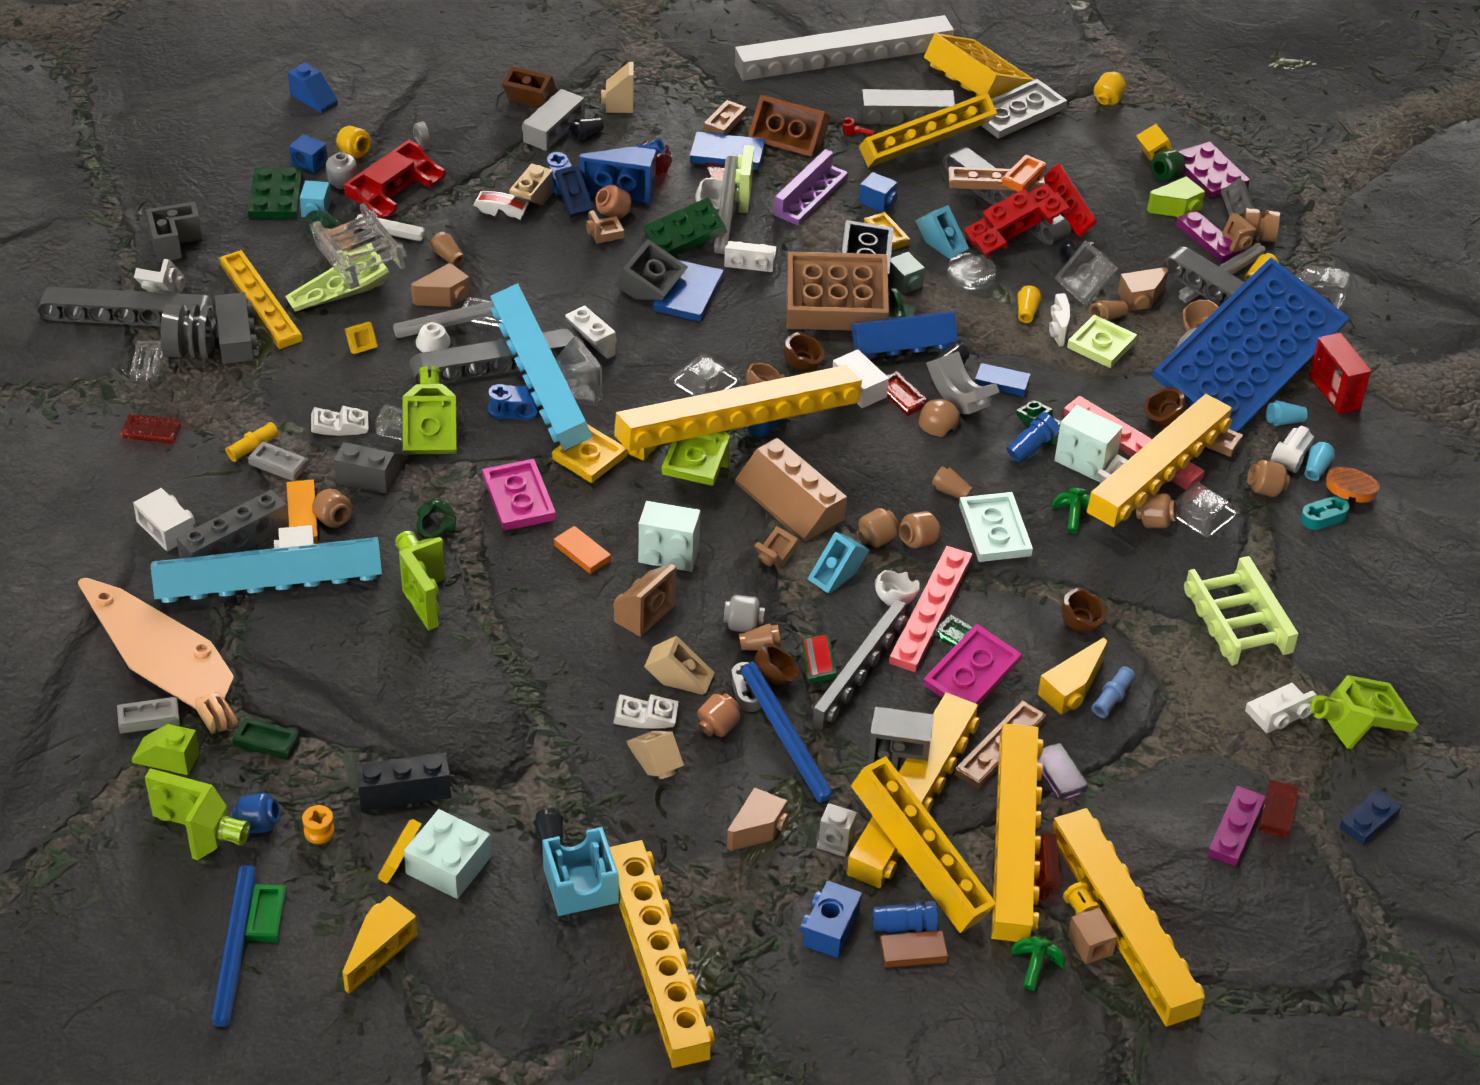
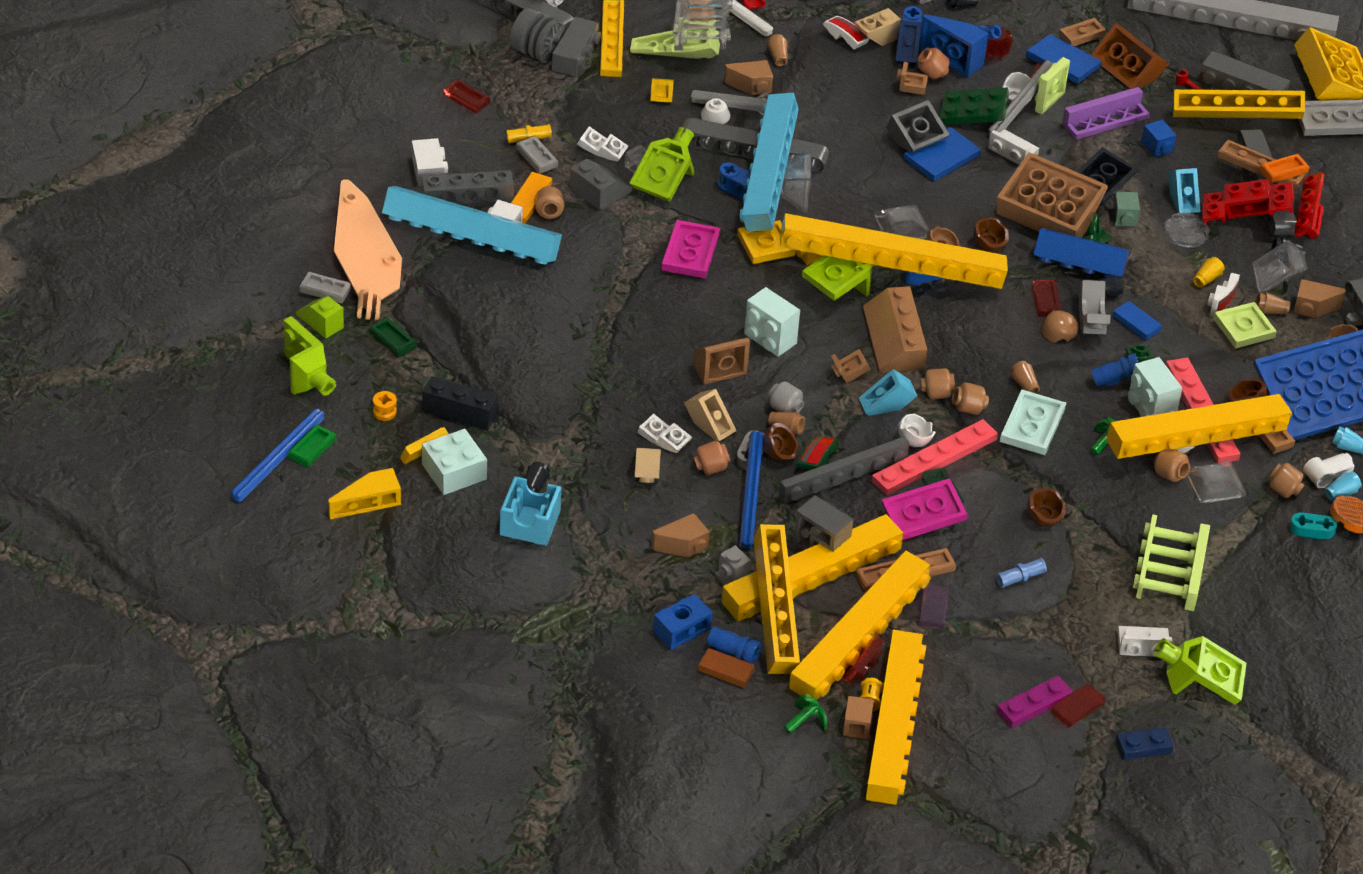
camera: 30 degrees right, 0 degrees up
(145, 373) = (501, 49): clear tile -> none
(259, 811) = (349, 380): blue head -> none
(420, 571) = (576, 267): lime plate -> none
(448, 522) = (625, 247): dark green piece -> none
(582, 550) = (708, 307): tile -> none
(593, 330) = (837, 153): white bracket -> none
(659, 955) = (547, 587): yellow brick -> none
(874, 381) = (1021, 273): white brick -> none
(900, 239) = (1144, 178): yellow tile -> none
(1069, 682) = (996, 550): yellow slope -> none

